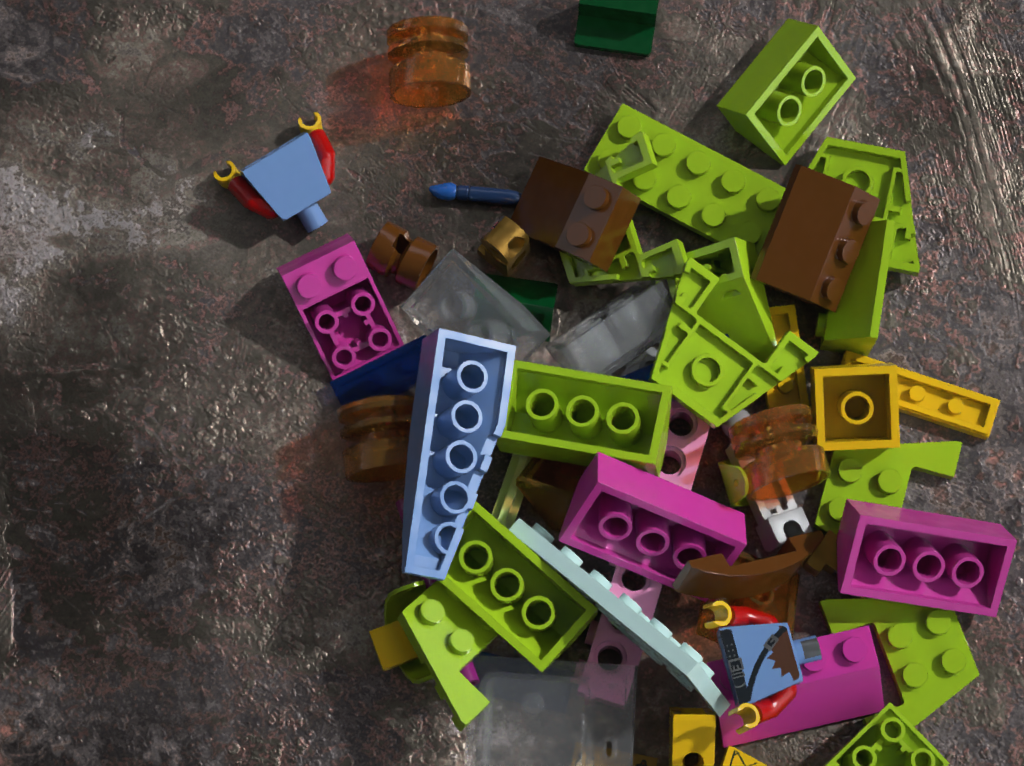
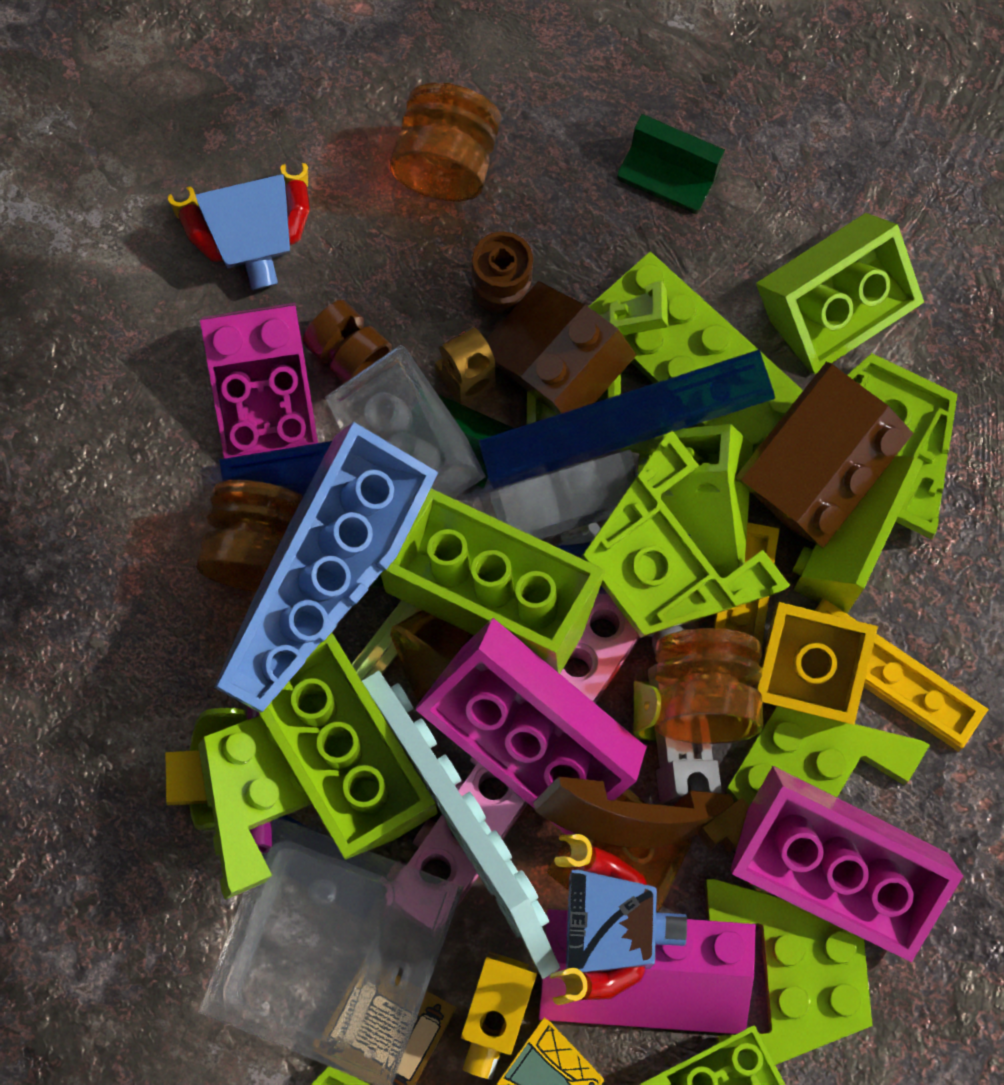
camera: 10 degrees right, 5 degrees down
(451, 191) = (427, 292): dark blue piece -> none
(508, 158) = (501, 271): none -> reddish brown wheel
(650, 256) = (626, 419): none -> clear blue tile

